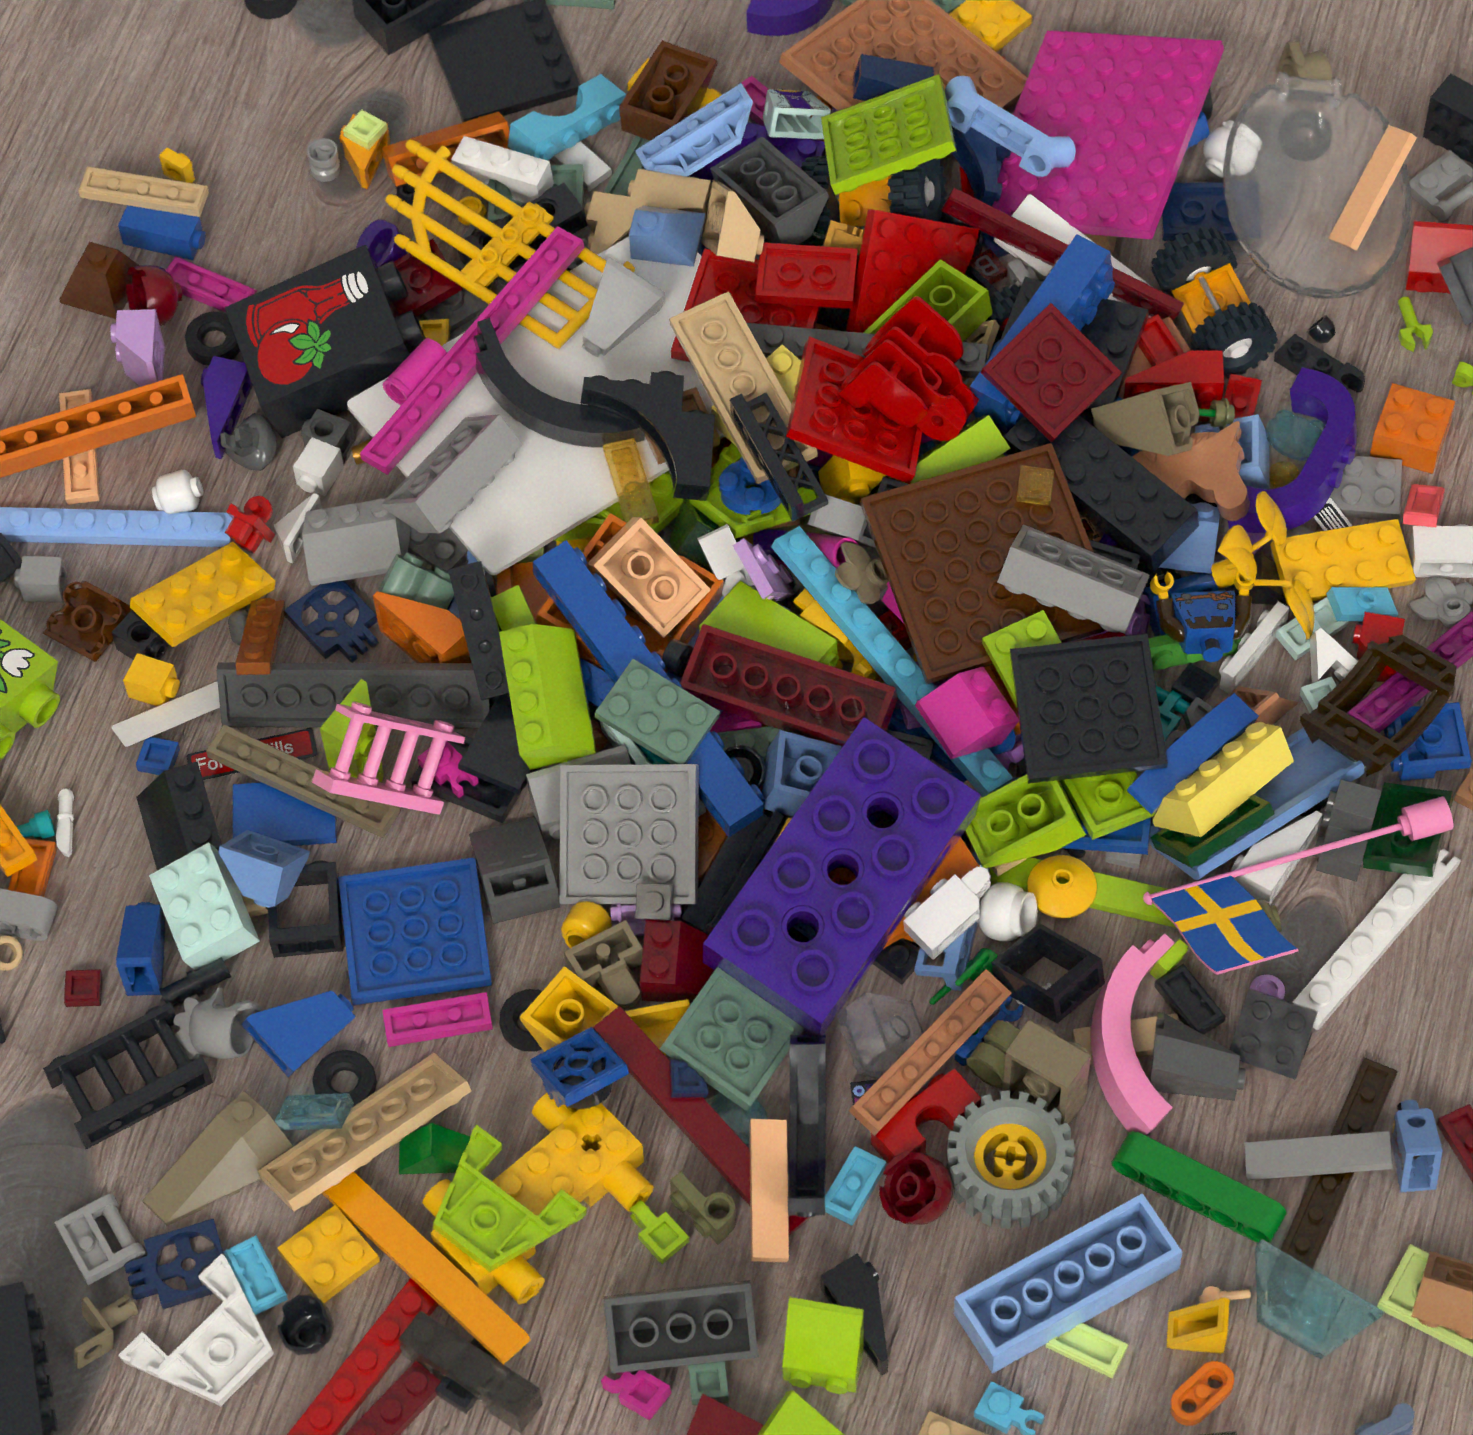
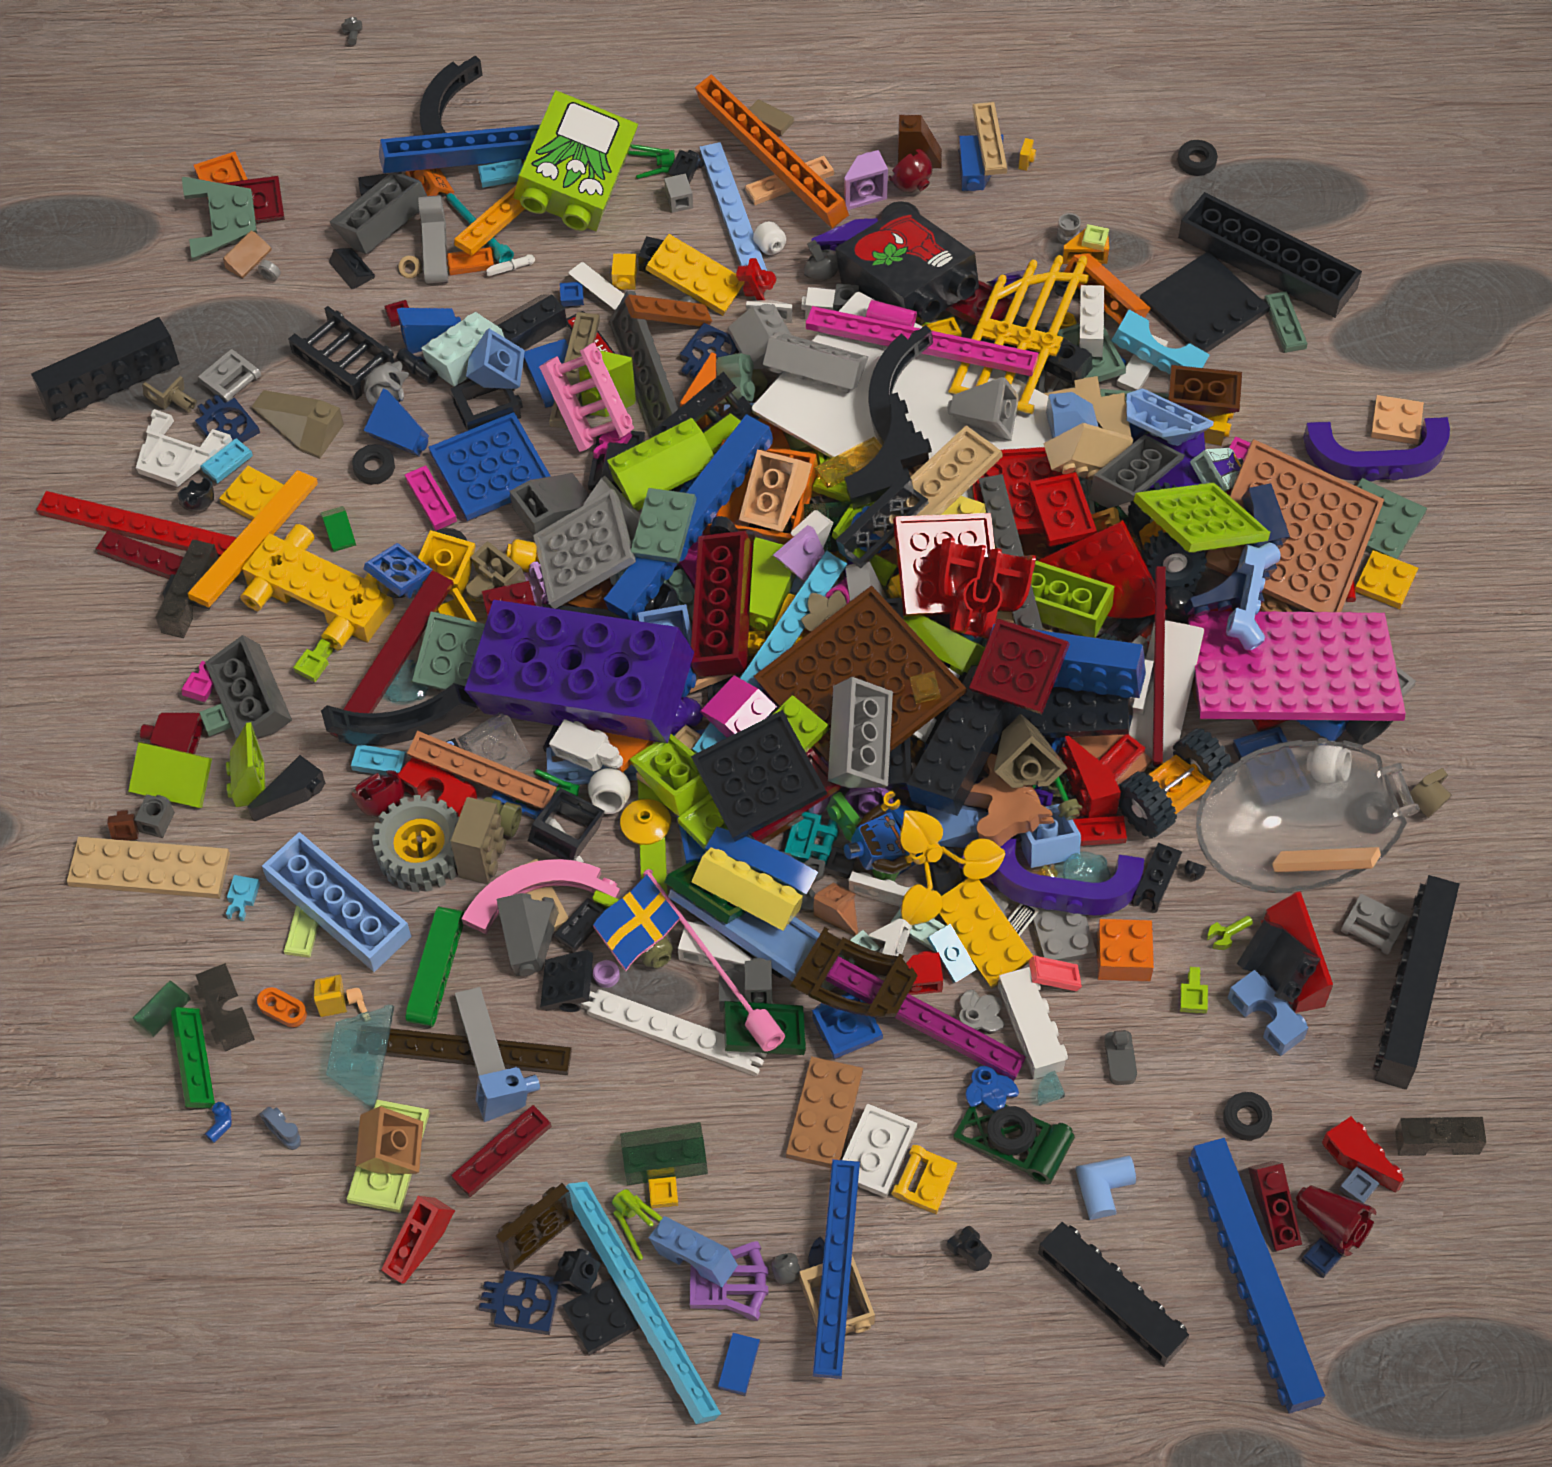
camera: 70 degrees right, 0 degrees up
(86, 619) = (659, 223): reddish brown slope -> none
(207, 285) = (942, 202): dark pink tile -> none
(314, 1111) = (342, 452): clear light blue plate -> none
(368, 1130) = (335, 481): tan plate -> none
(488, 1220) = (278, 555): lime wing -> none
(654, 901) = (542, 580): plate -> none
(686, 1081) = (413, 635): dark blue tile -> none
(690, 1199) = (336, 679): olive plate -> none
(769, 1190) = (375, 701): light nougat tile -> none

